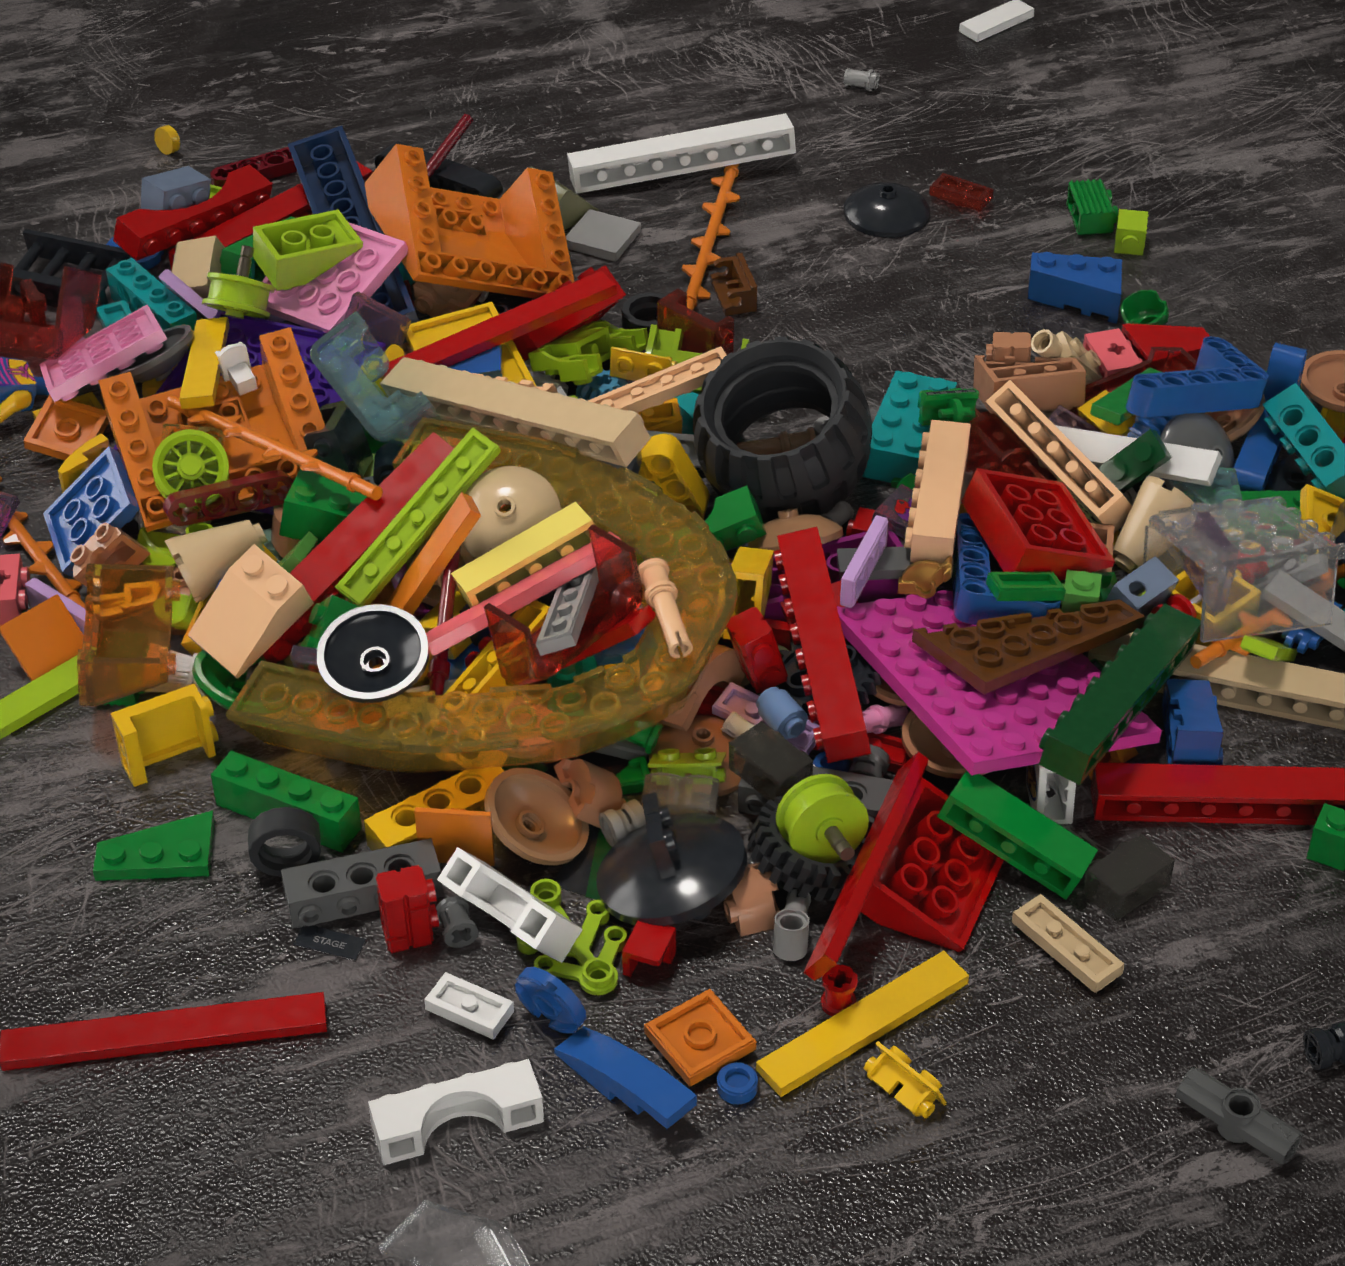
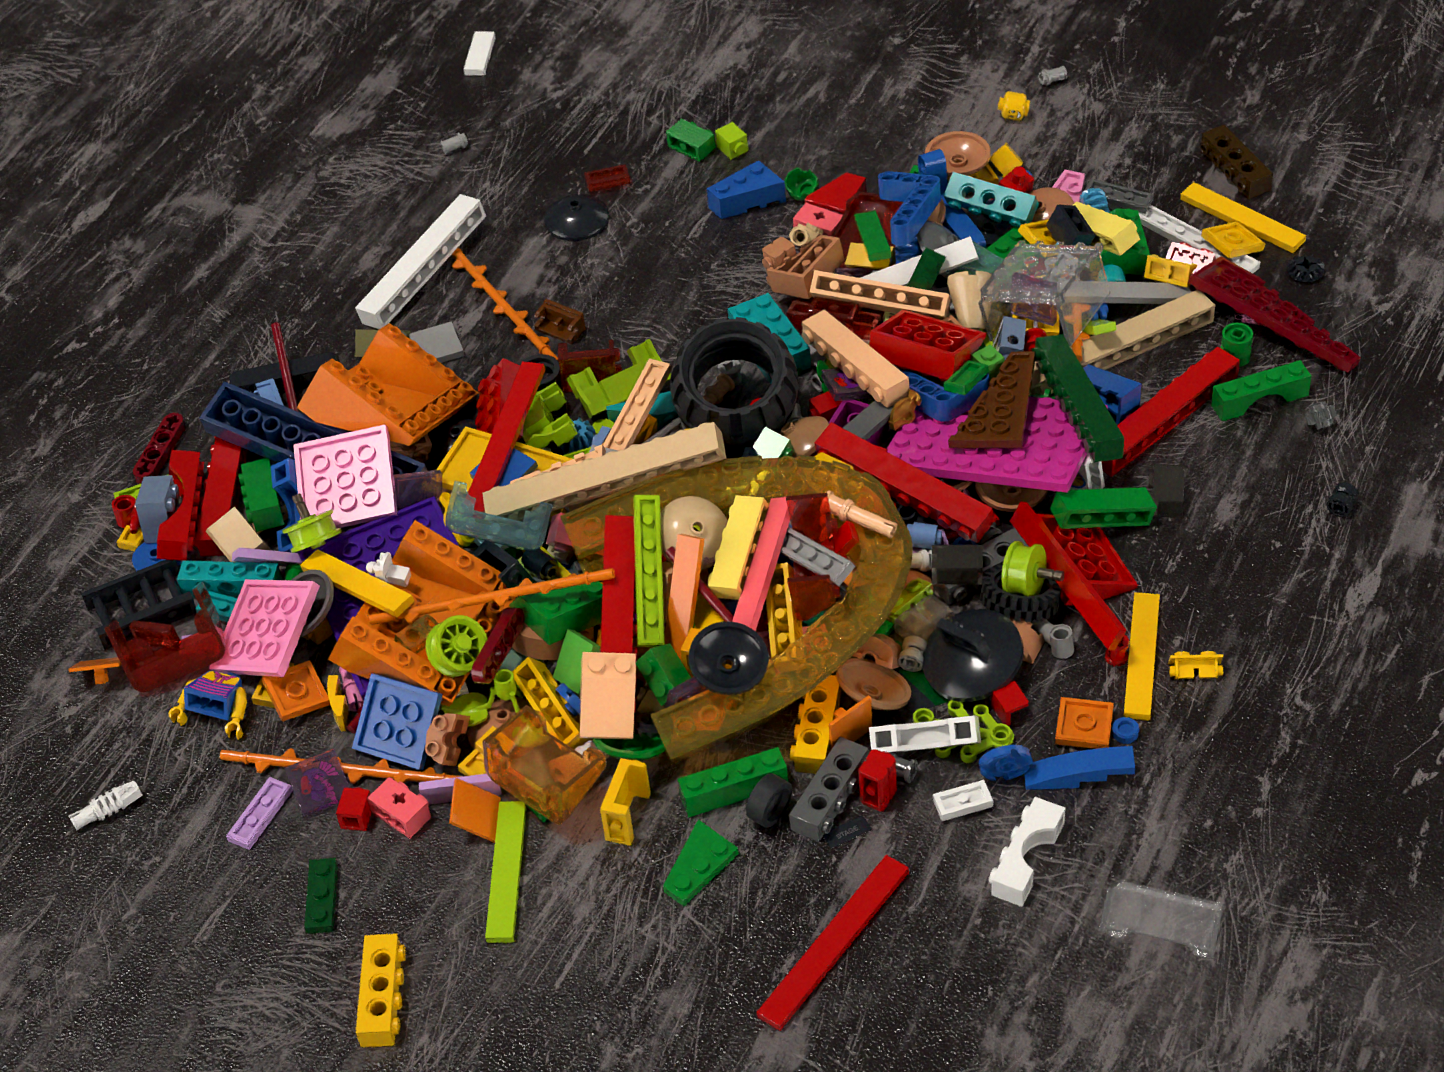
camera: 40 degrees left, 5 degrees up
(167, 139) = (70, 474): yellow tile -> none
(209, 553) = (535, 682): tan cone -> none
(303, 247) = (318, 472): lime slope -> none
(636, 365) = (593, 405): yellow hinge -> none
(864, 561) = (873, 422): lavender tile -> none
(947, 405) = (792, 309): green hips -> none
(1068, 943) = (1180, 544): tan plate -> none
(1239, 1115) = (1346, 561): dark grey piece -> none

